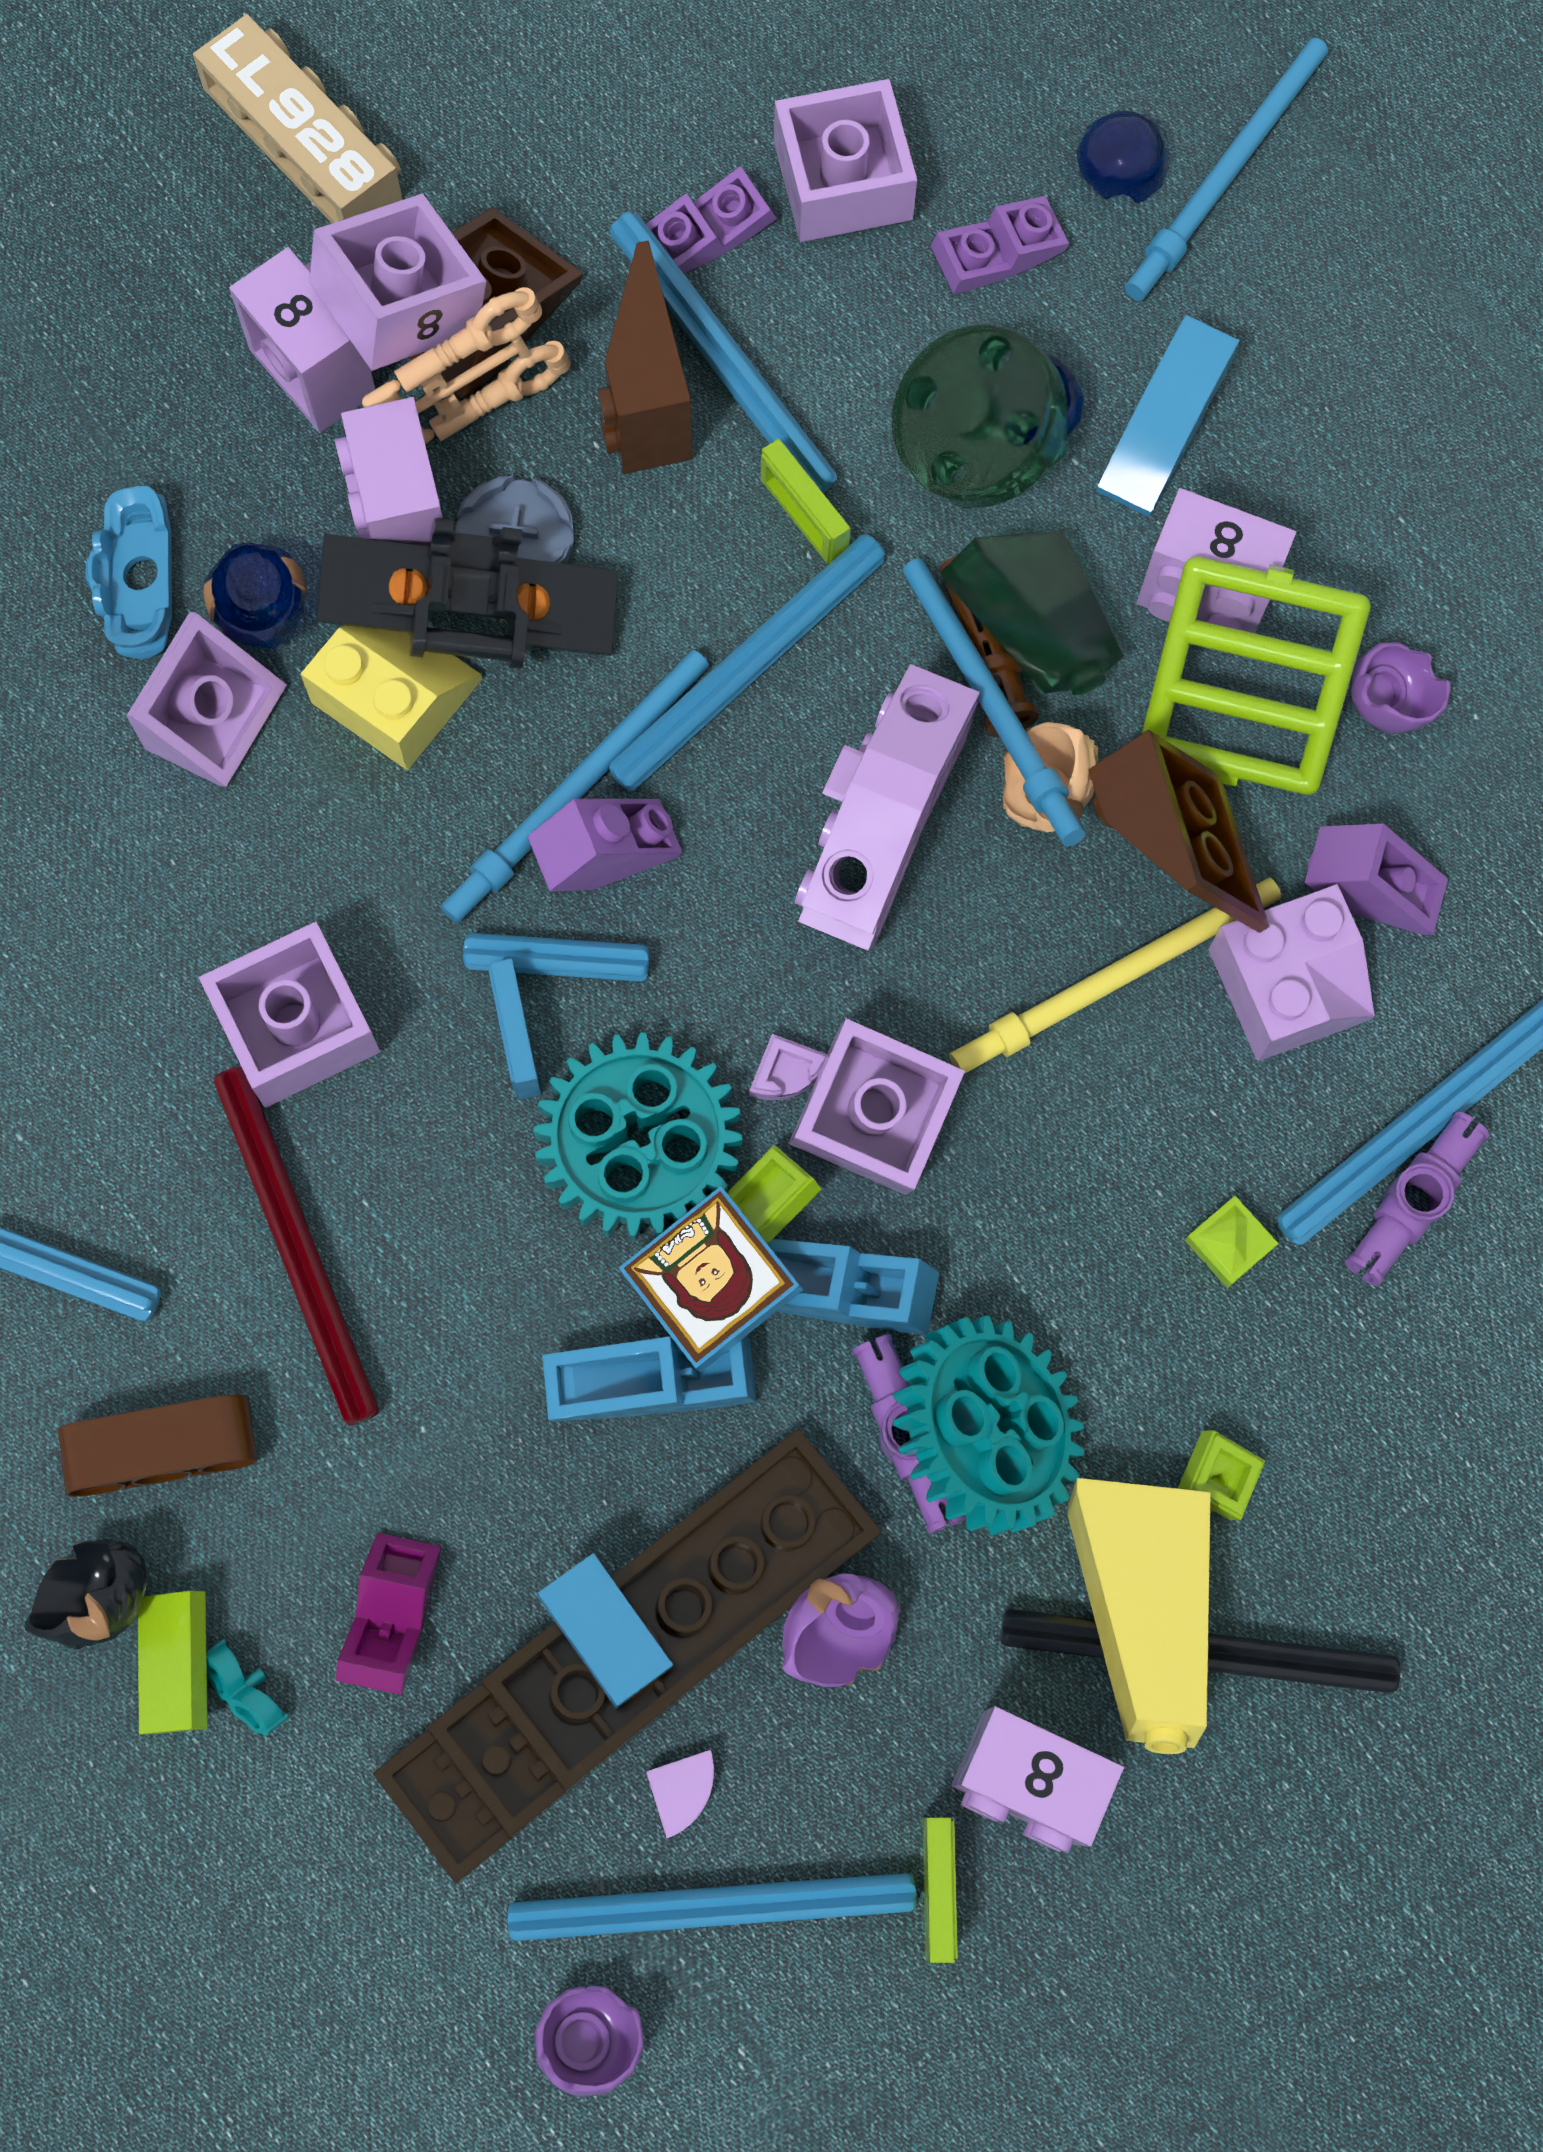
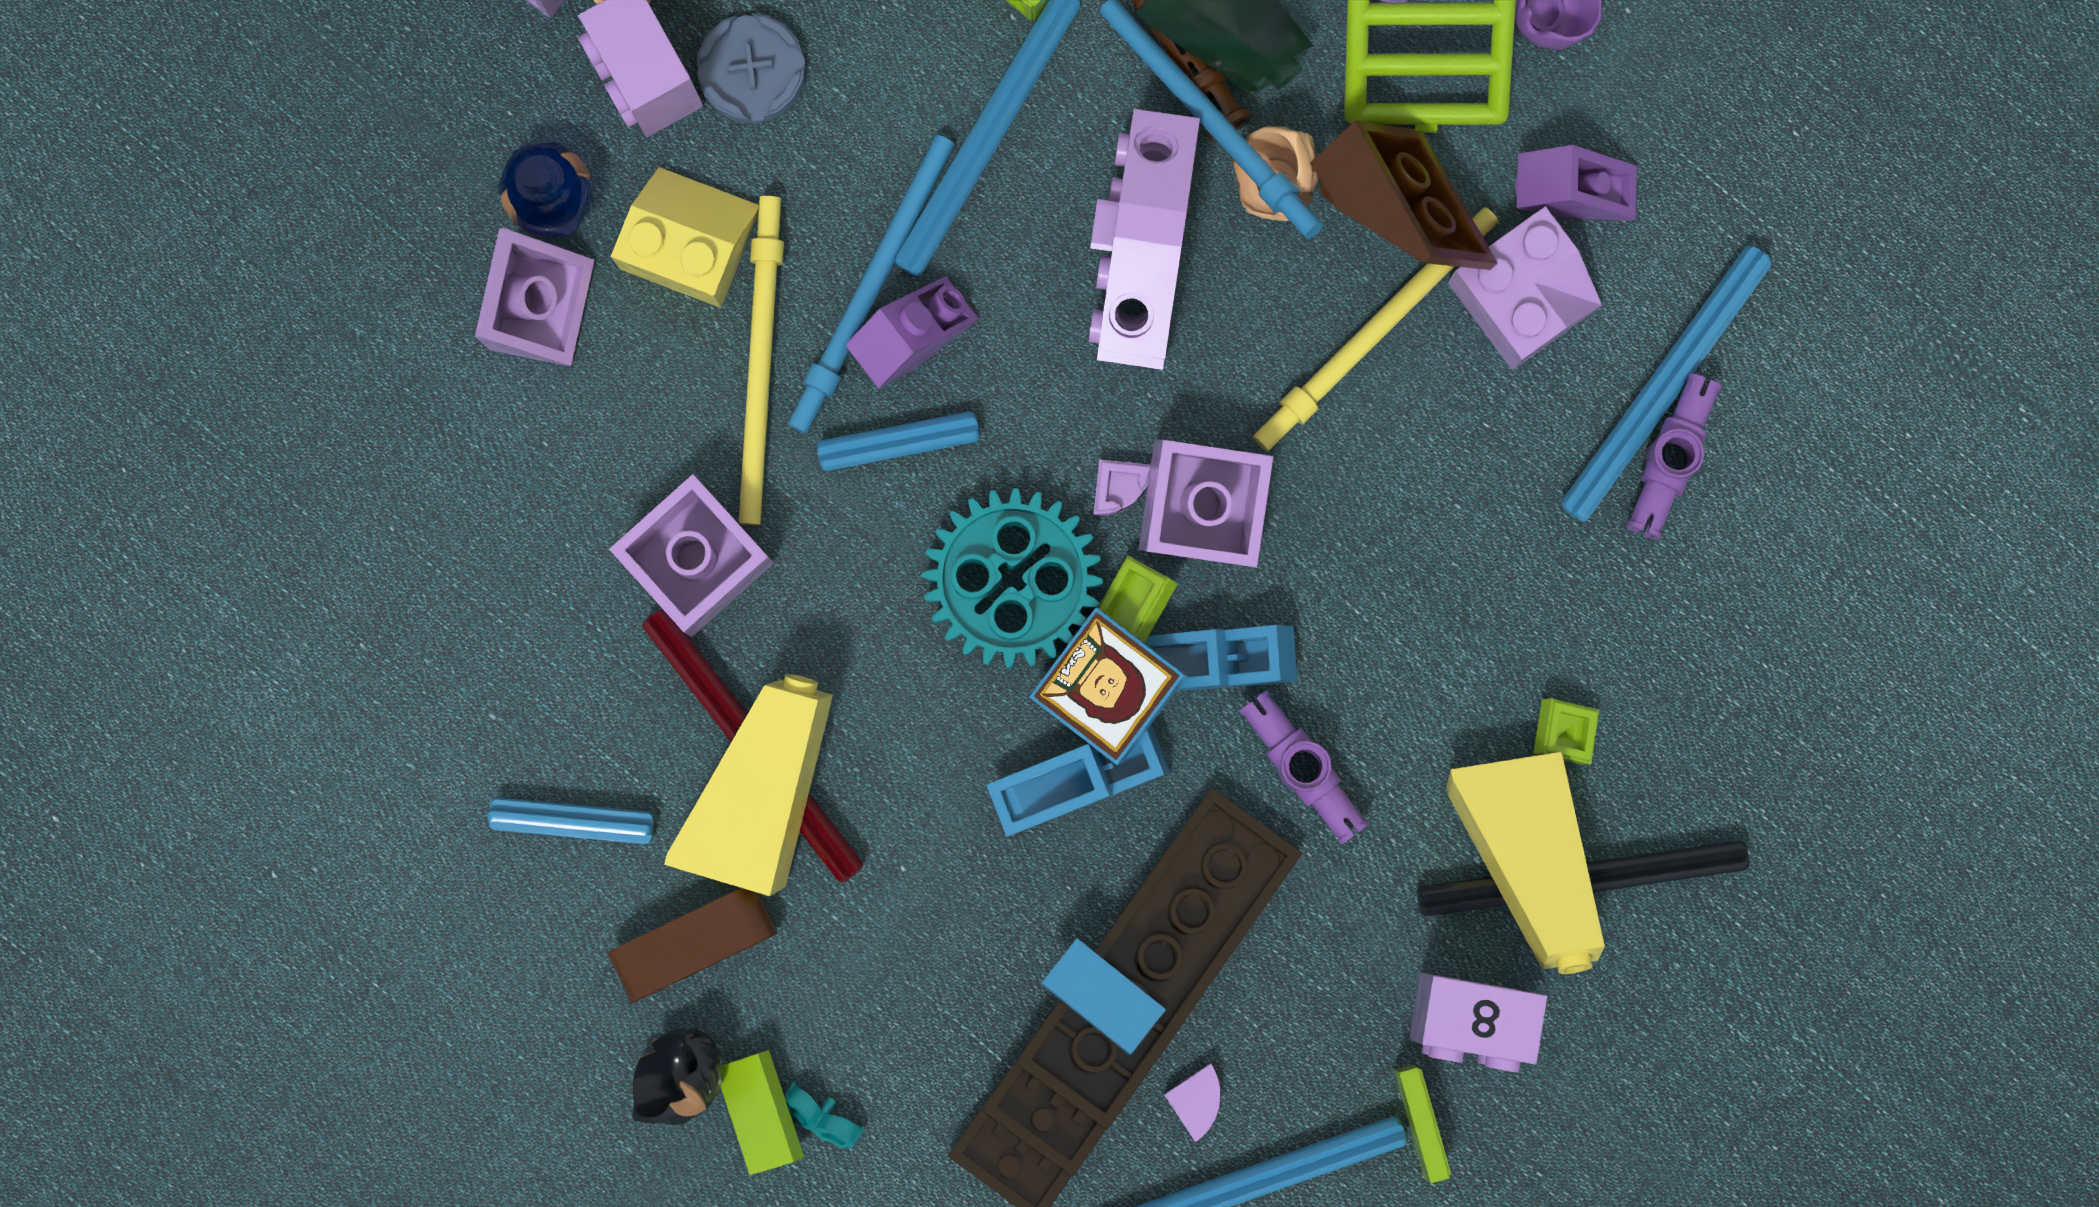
camera: 10 degrees left, 10 degrees up
(133, 531) = (418, 157): dark azure piece -> none
(281, 1290) = (757, 796): none -> light yellow slope
(389, 1613) = (921, 1026): magenta slope -> none
(471, 727) = (766, 255): none -> light yellow bar
(473, 575) = (730, 124): black piece -> none
(514, 1029) = (882, 515): dark azure tile -> none
(839, 1630) = (1289, 942): medium lavender hair -> none
(988, 1425) = (1368, 746): teal gear -> none
(1231, 1241) = (1527, 533): lime tile -> none

